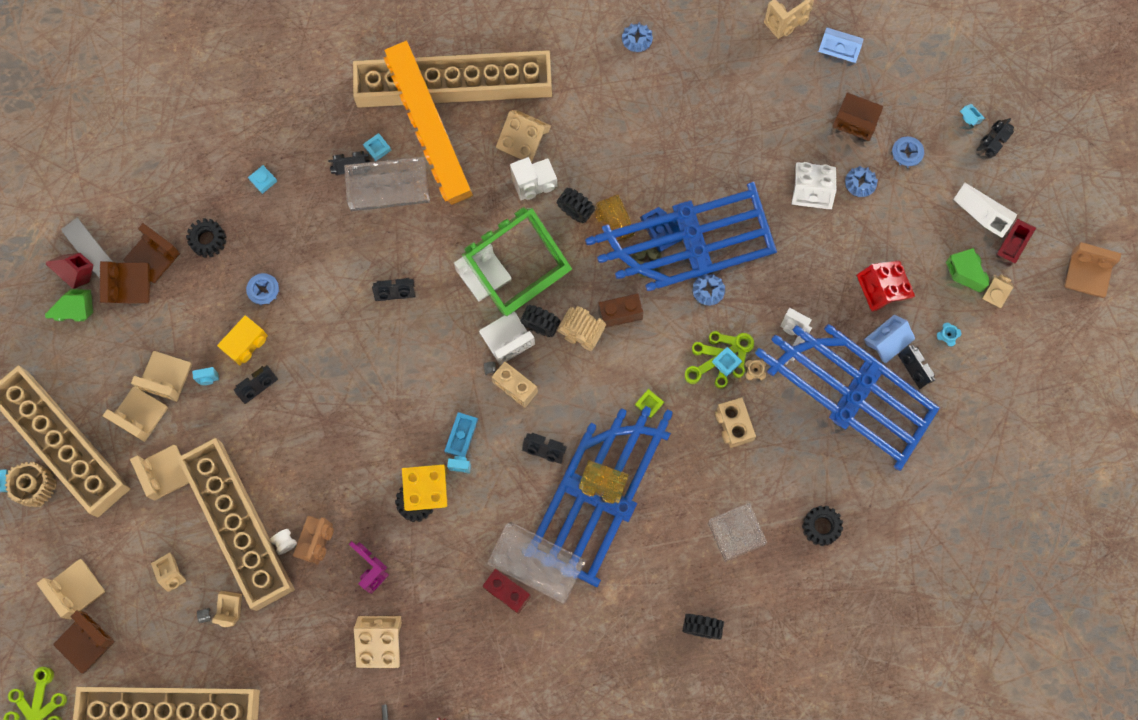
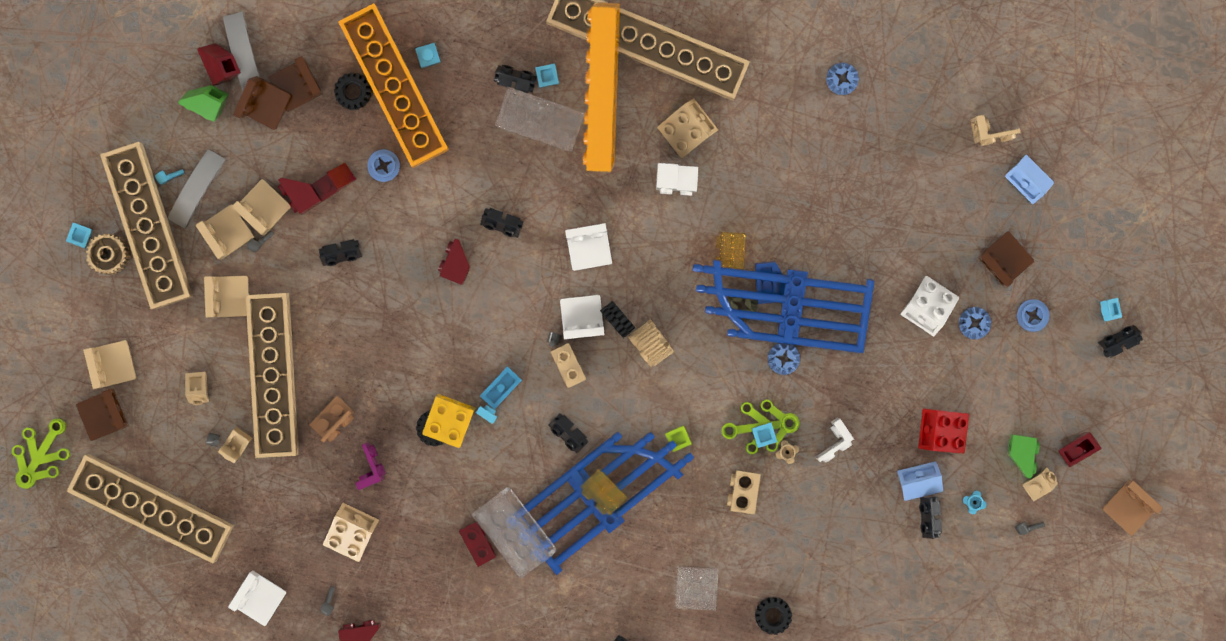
camera: 25 degrees right, 15 degrees up
(60, 394) = (162, 178): none -> medium azure hand
(92, 389) = (195, 188): none -> light grey slope
(172, 414) = (255, 245): none -> dark grey hand
(195, 346) = (302, 195): none -> dark red slope
(205, 376) = (299, 226): medium azure plate -> none
(223, 322) = (333, 181): none -> dark red slope
(241, 214) = (393, 85): none -> light orange brick
(243, 340) = (346, 208): yellow brick -> none
(283, 541) = (306, 409): white wheel -> none
(369, 344) = (456, 264): none -> dark red slope
(539, 285) = (630, 283): bright green window -> none
(575, 205) = (701, 224): black tyre -> none
(621, 310) = (694, 342): reddish brown brick -> none
(855, 394) = (858, 520): blue piece -> none
(985, 210) = (1070, 408): white slope -> none
(1005, 337) = (1022, 528): none -> dark grey hand

